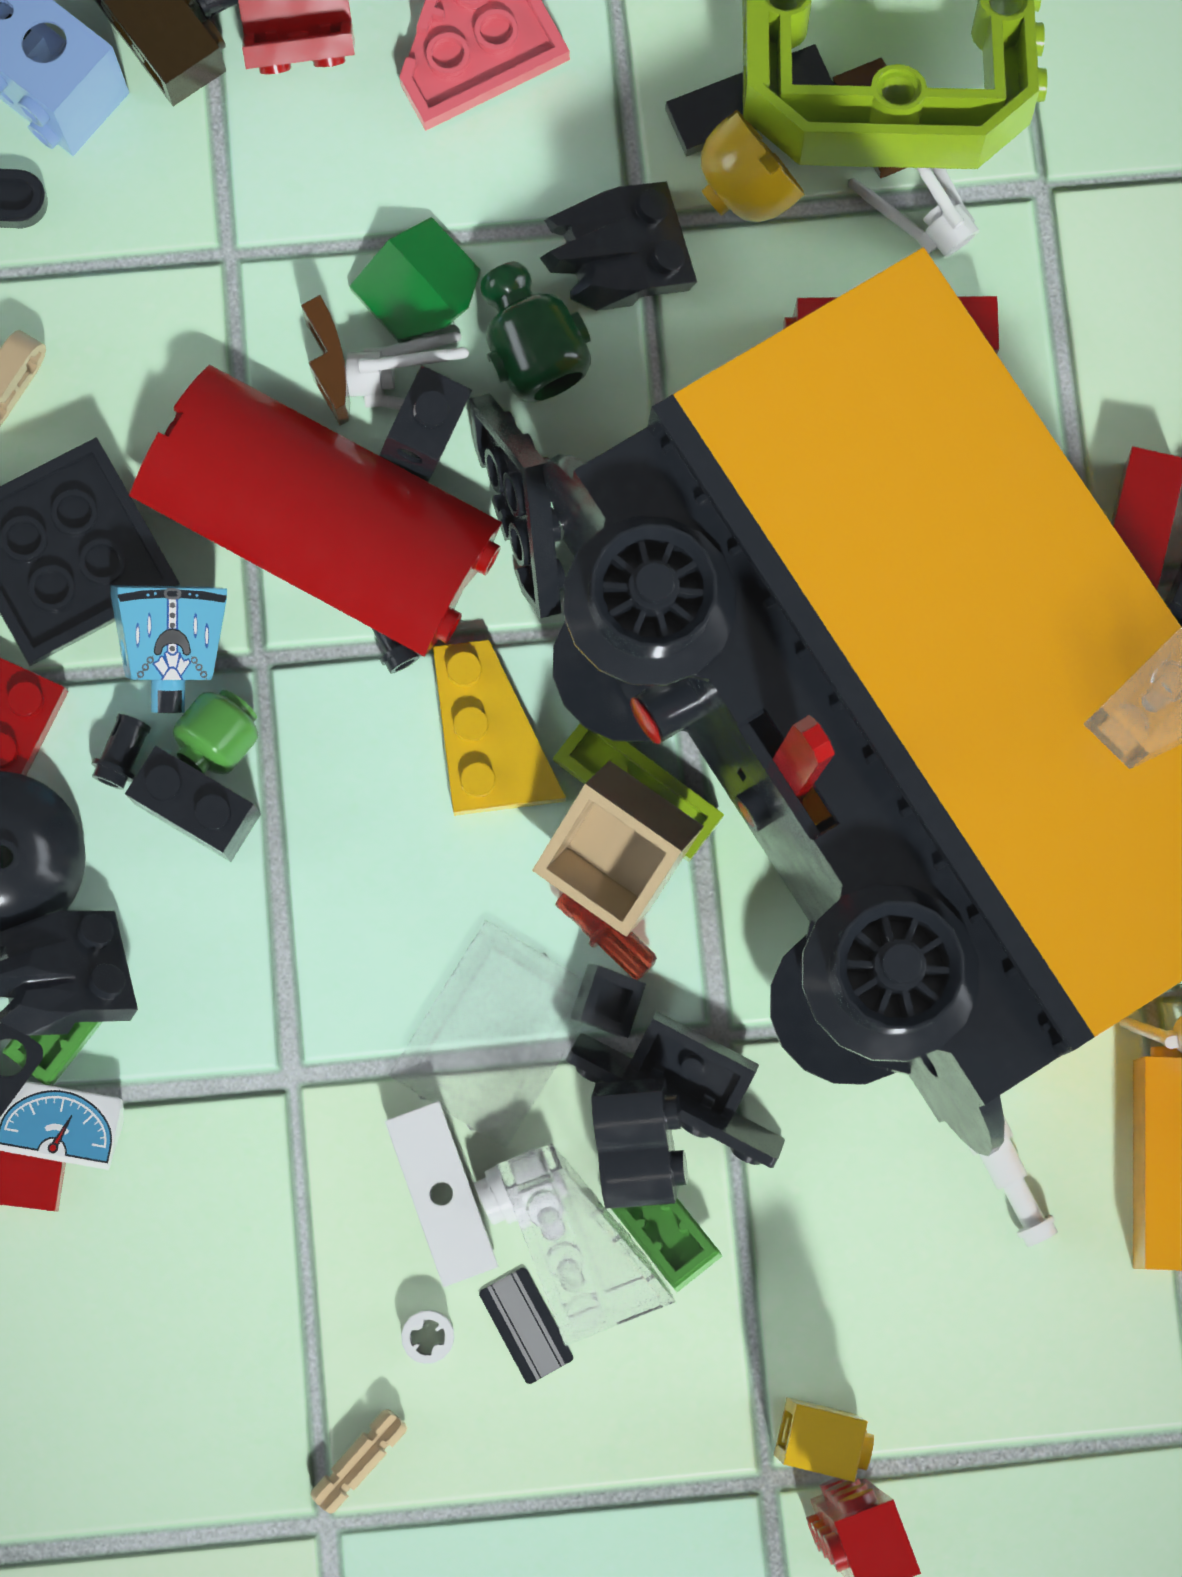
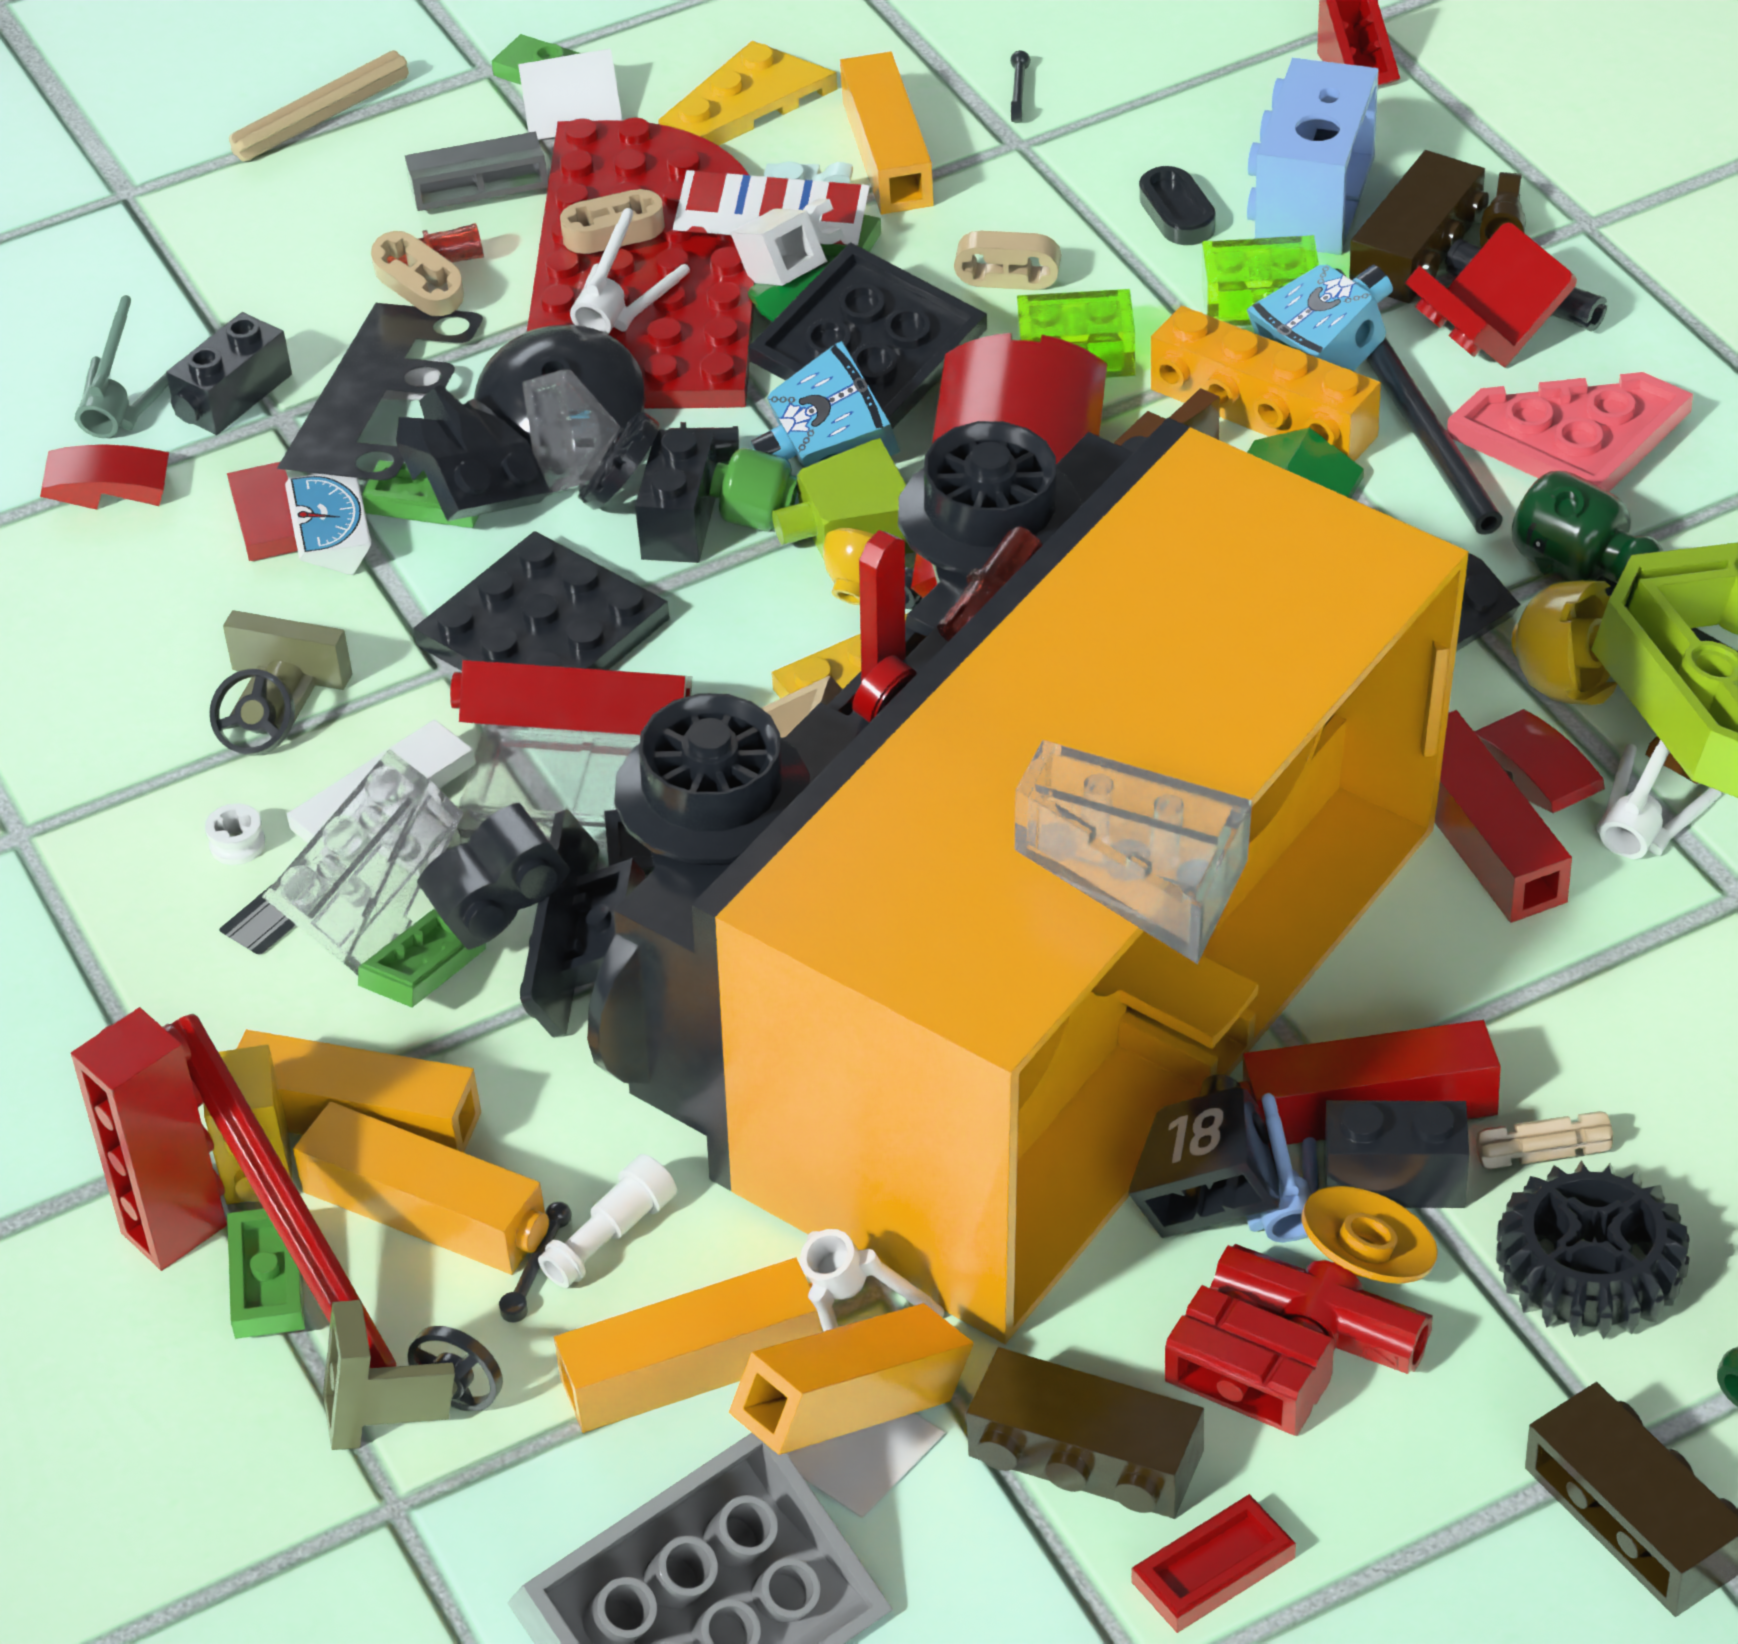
camera: 75 degrees right, 35 degrees down
(72, 873) = (566, 429): none -> clear slope
(130, 838) = (621, 461): none -> black wheel
(144, 369) = (1091, 319): none -> clear neon green brick
(153, 180) = (1250, 269): none -> clear neon green brick
(256, 159) = (1326, 314): none -> medium azure torso
(257, 1247) = (284, 667): none -> olive piece
(281, 659) = (844, 491): none -> lime torso
(282, 981) = (543, 610): none -> black plate
(304, 248) = (1264, 381): none -> light orange brick
(358, 1461) = (90, 826): tan axle -> none
(361, 136) = (1434, 438): none -> black piece
(361, 684) = (841, 559): none -> yellow brick
(427, 995) = (562, 696): none -> red brick
(625, 93) = (1576, 529): none -> dark green piece
(774, 645) = (984, 583): none -> clear red axle
(794, 1340) = (403, 1091): none -> light orange brick
(843, 258) = (1541, 760): none -> red slope
(855, 786) = (881, 686): none -> red tile
(922, 1313) = (421, 1187): none -> light orange brick
(938, 1444) = (272, 1181): none -> red axle
(948, 1465) = (262, 1278): none -> bright green plate
(1050, 1279) = (514, 1304): none -> black hinge
(1137, 1436) = (397, 1394): none -> olive piece

